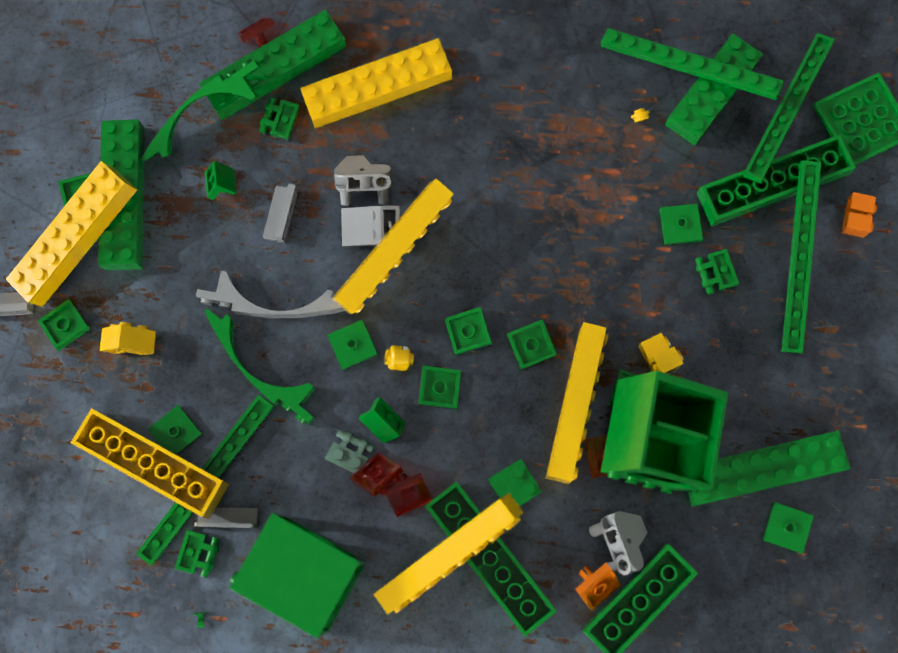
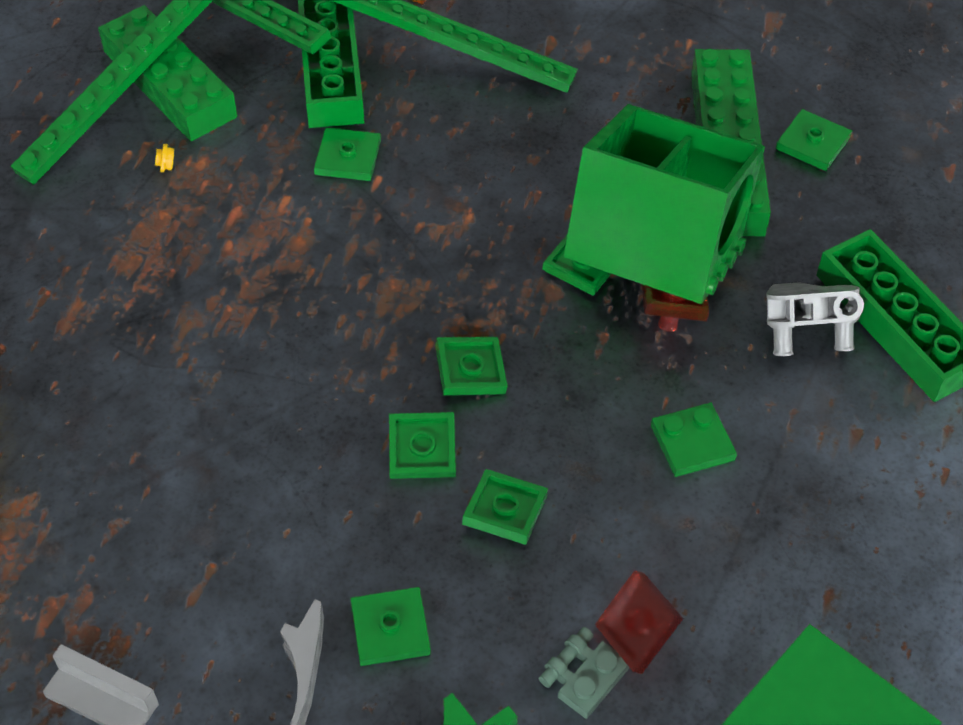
camera: 80 degrees left, 25 degrees down
(358, 170) = (81, 537): light grey piece -> none
(367, 224) = (190, 537): light grey slope -> none
(382, 421) = (546, 598): green panel -> none
(392, 246) = (251, 494): yellow brick -> none
(399, 358) = (437, 552): yellow head -> none
(408, 494) = (682, 581): clear red tile -> none
(452, 551) = (803, 516): yellow brick -> none
(494, 564) = (807, 489): green brick -> none
(576, 402) = (586, 320): yellow brick -> none
(597, 585) = (869, 358): orange tile -> none
(659, 355) = (543, 213): yellow brick -> none
(722, 269) = (429, 123): green plate -> none

